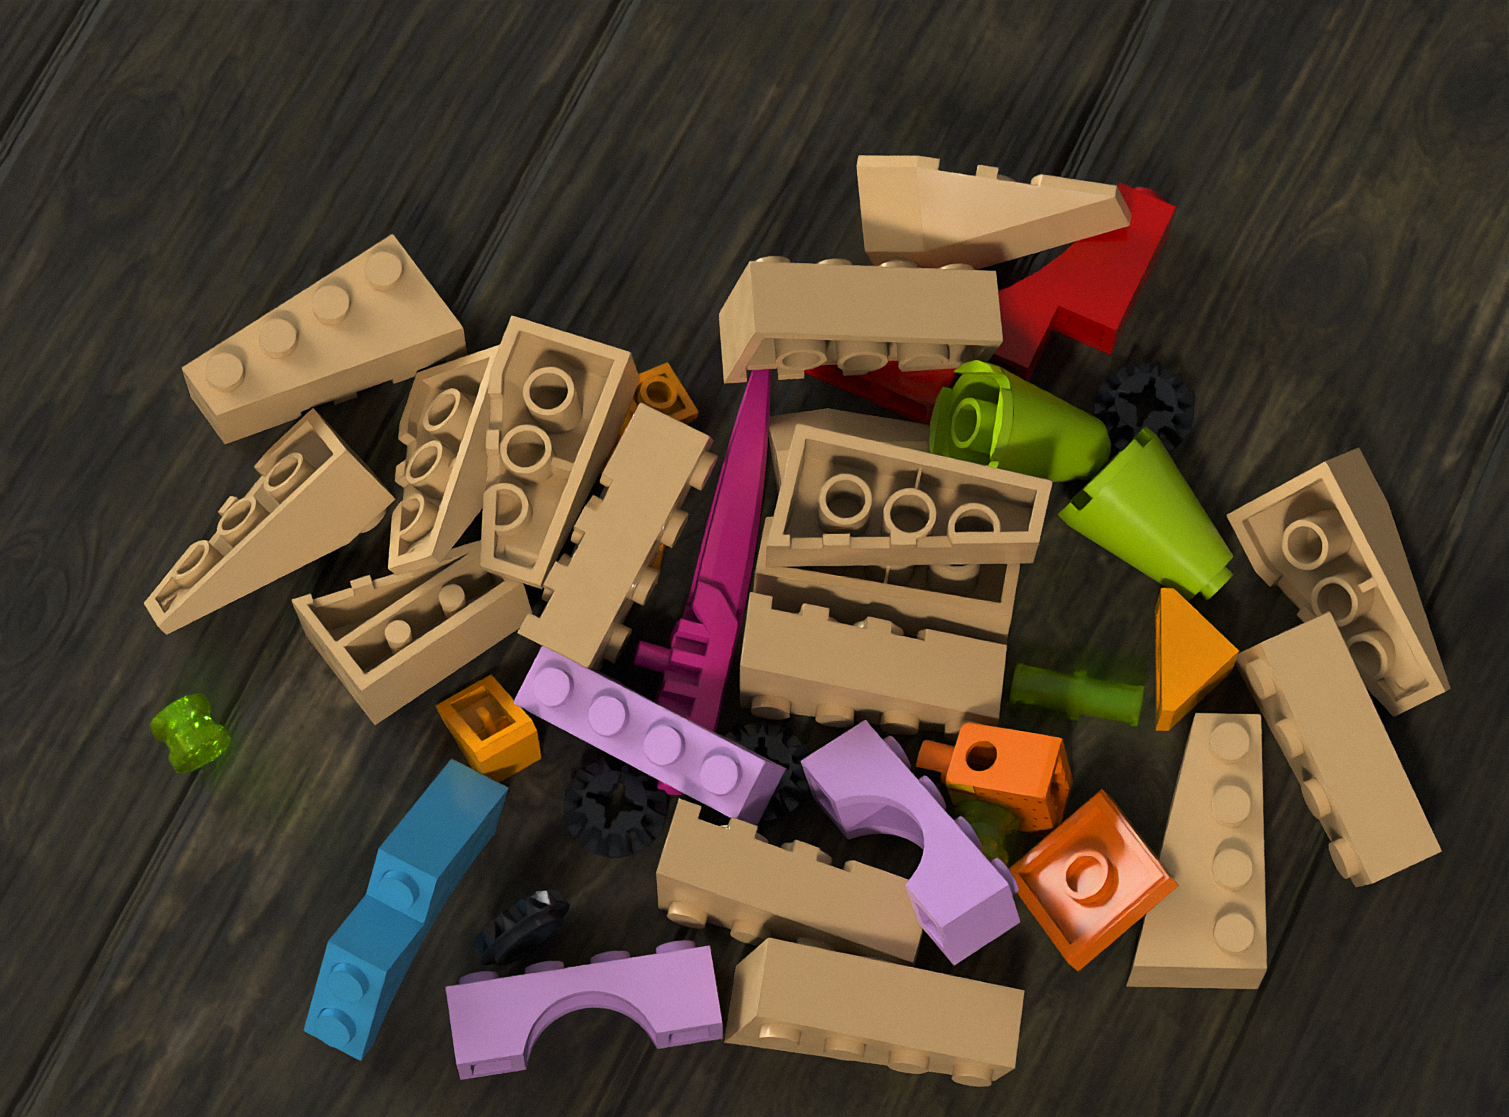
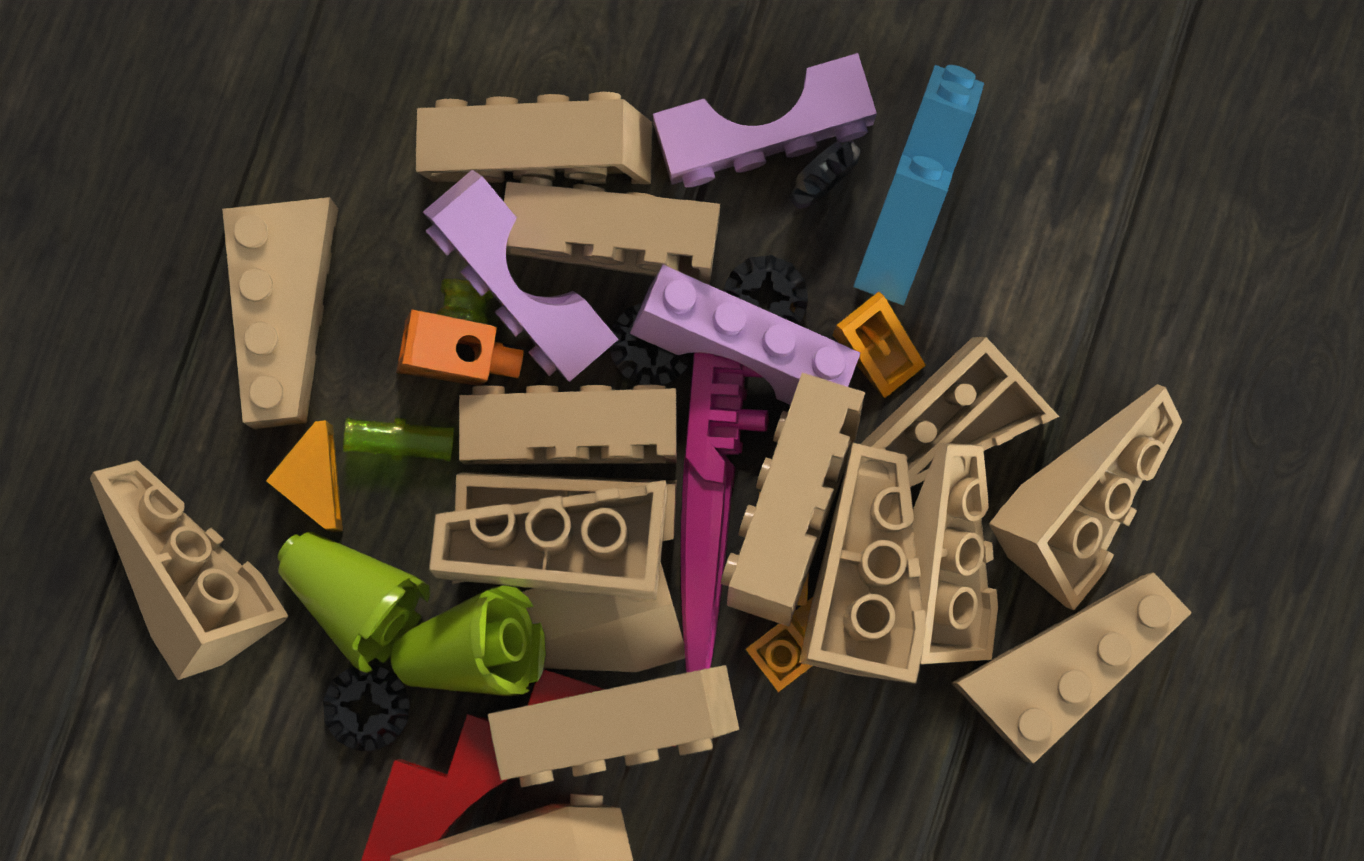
camera: 175 degrees right, 15 degrees up
(190, 733) = (1121, 307): clear neon green wheel -> none
(1091, 880) = (371, 271): orange tile -> none
(1338, 750) = (181, 415): tan wedge -> none

